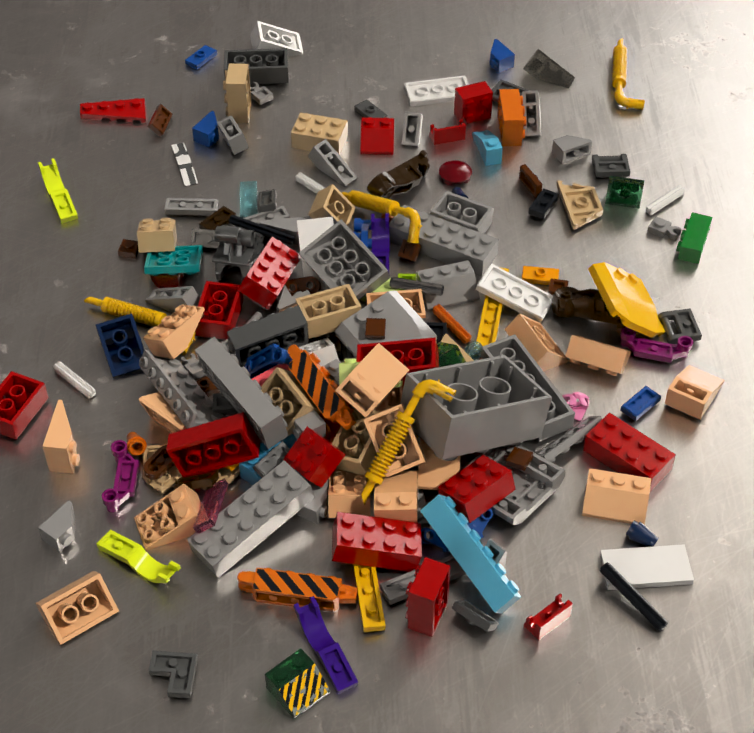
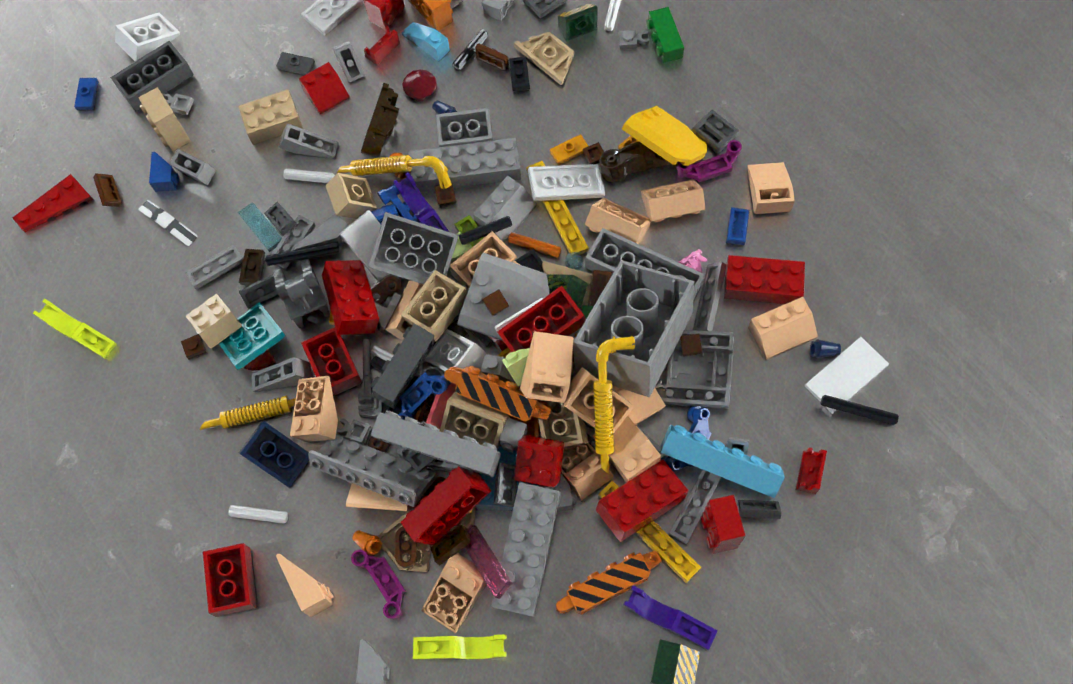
camera: 30 degrees left, 20 degrees up
(478, 487) = (684, 398): red brick -> none
(515, 169) = (469, 50): none -> axle

